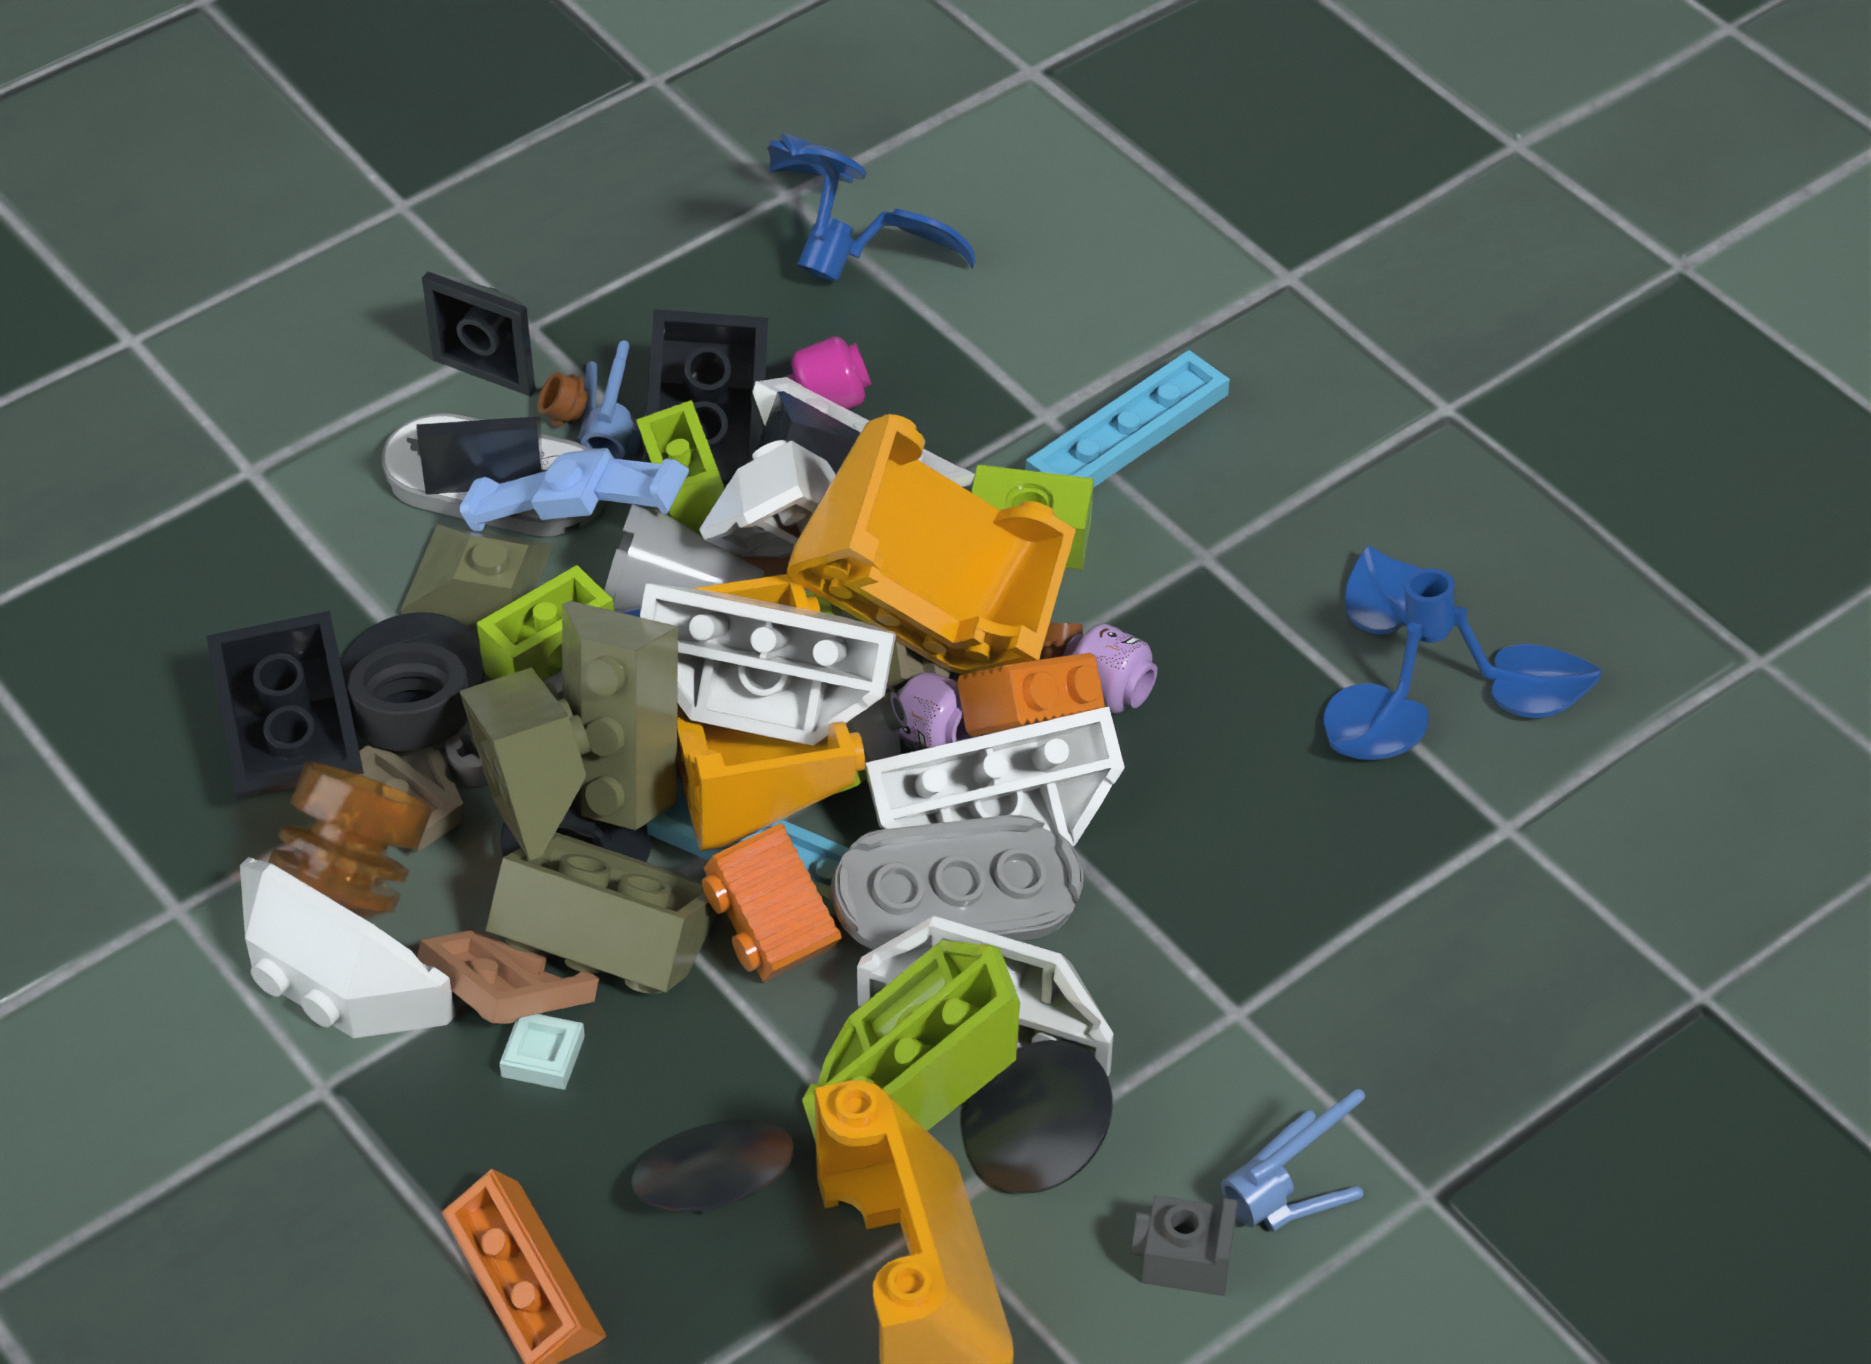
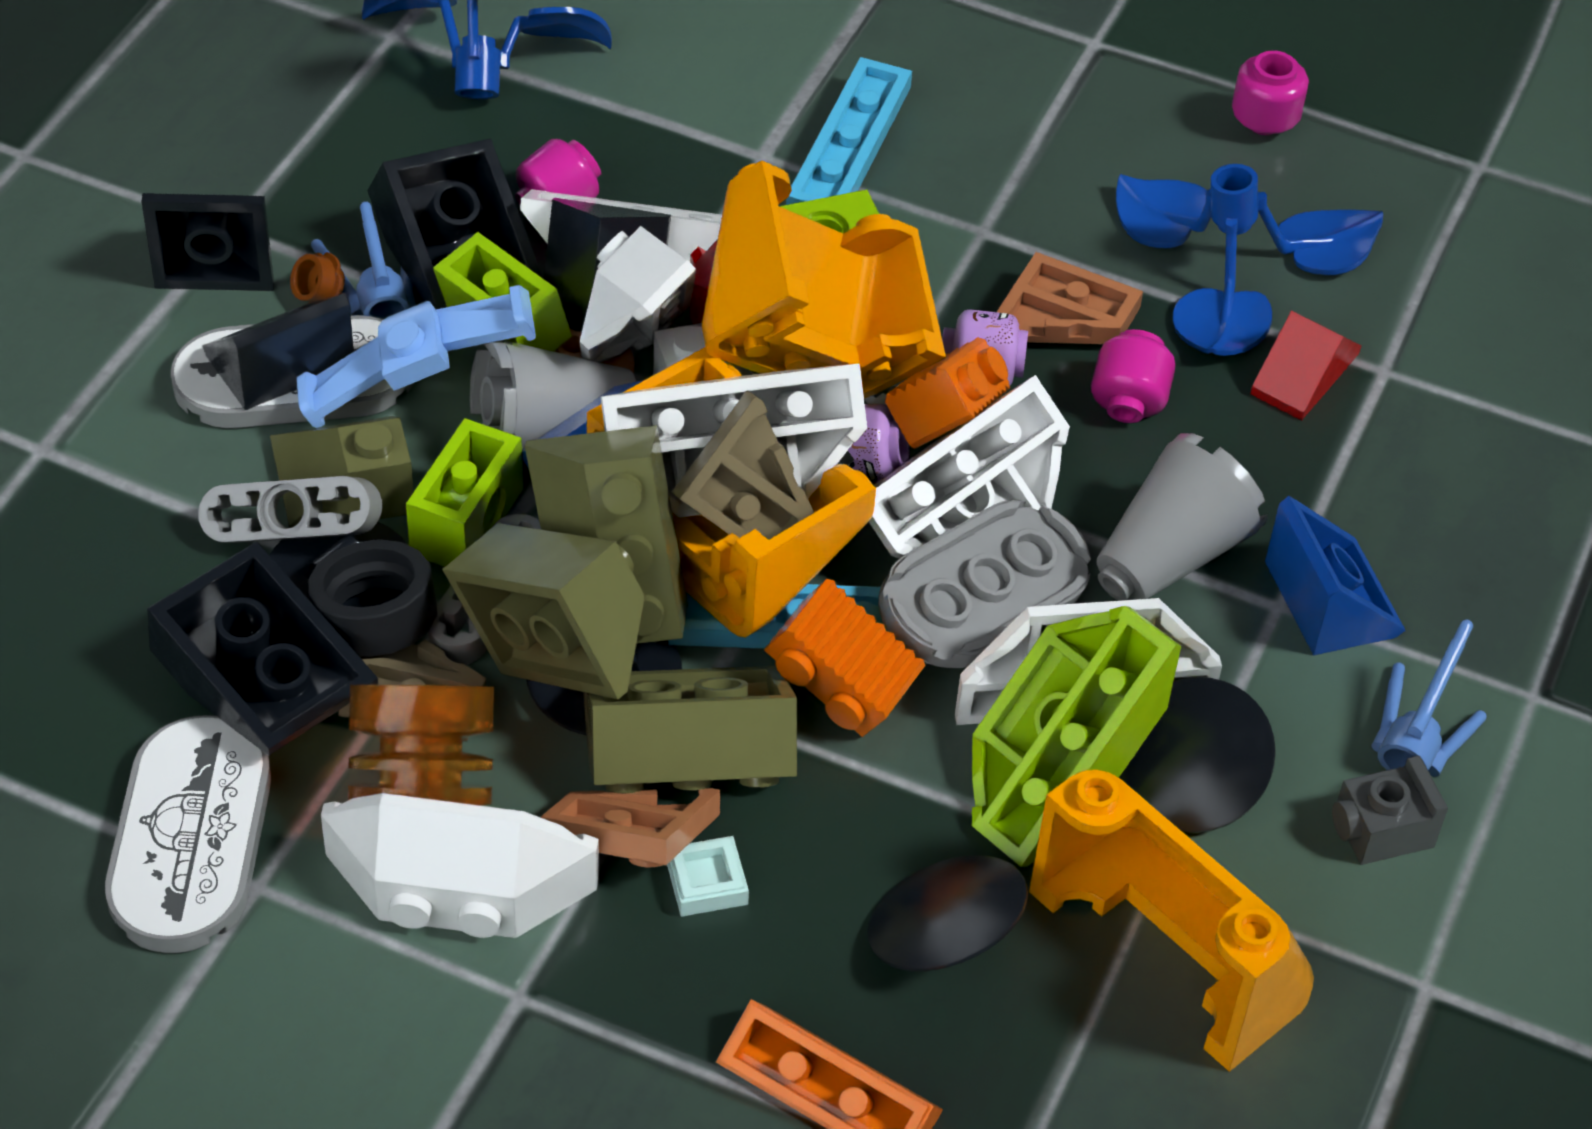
camera: 30 degrees left, 0 degrees up
(146, 843) = (187, 835): none -> white tile
(415, 591) = (270, 492): none -> light grey beam
(747, 703) = (745, 476): none -> dark tan wing
(1167, 897) = (1180, 520): none -> light grey cone
(1224, 654) = (1069, 303): none -> nougat wing
(1236, 743) = (1133, 376): none -> dark pink head
(1295, 1008) = (1327, 582): none -> blue slope
(1423, 790) = (1302, 365): none -> red slope
(1568, 514) = (1270, 93): none -> dark pink head

